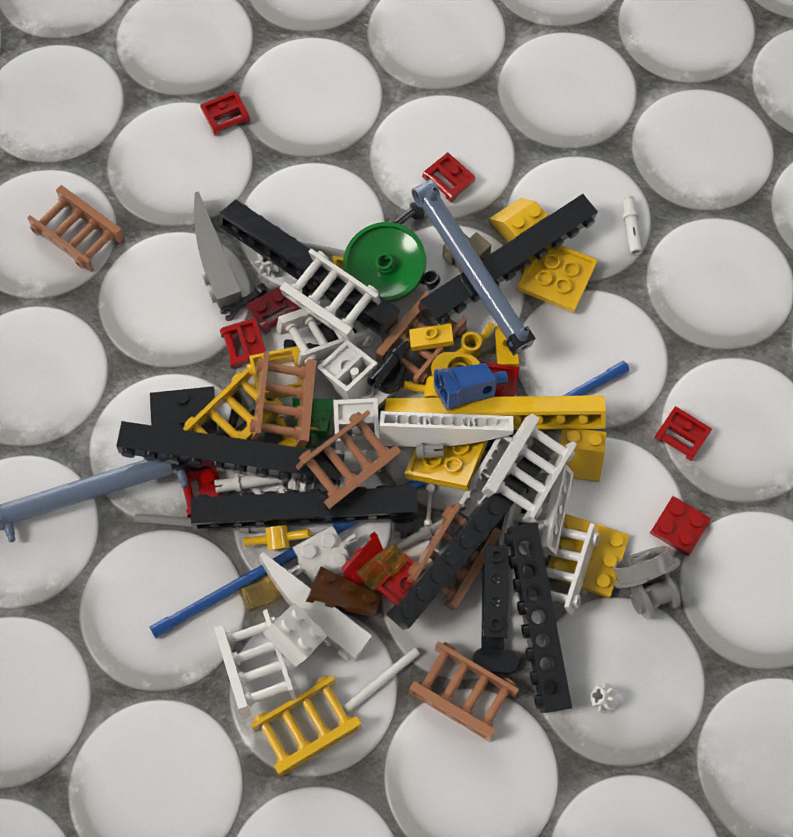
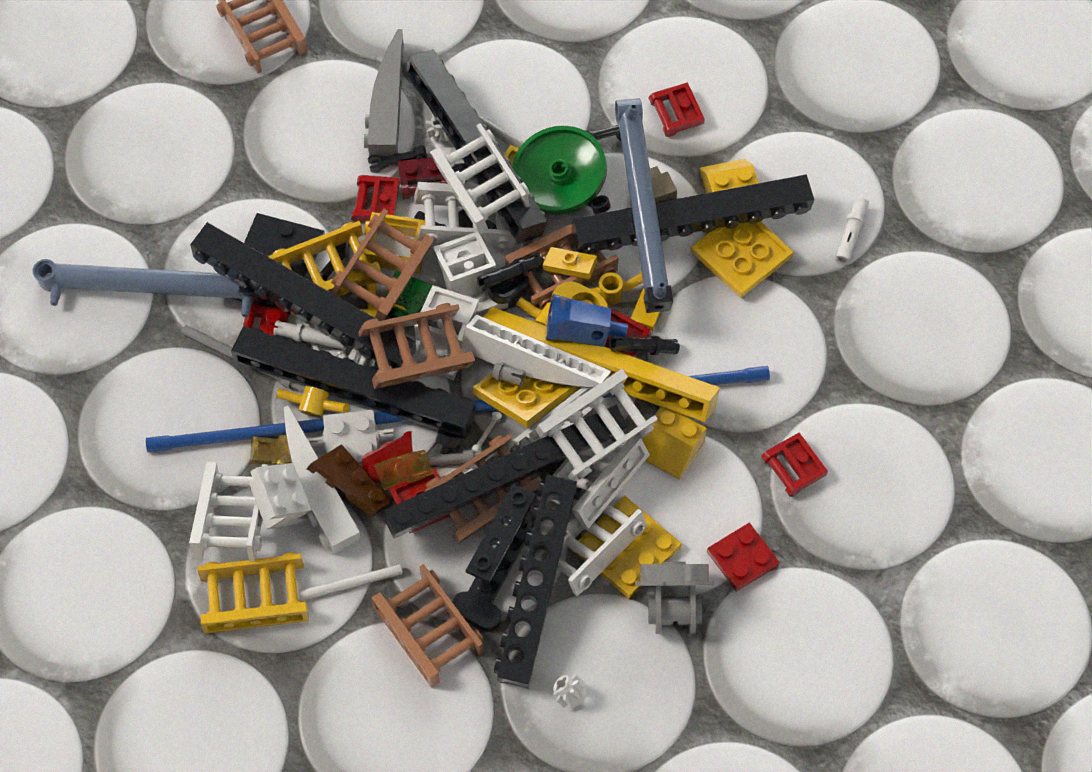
camera: 25 degrees right, 5 degrees down
(528, 380) = (646, 345): none -> black pin

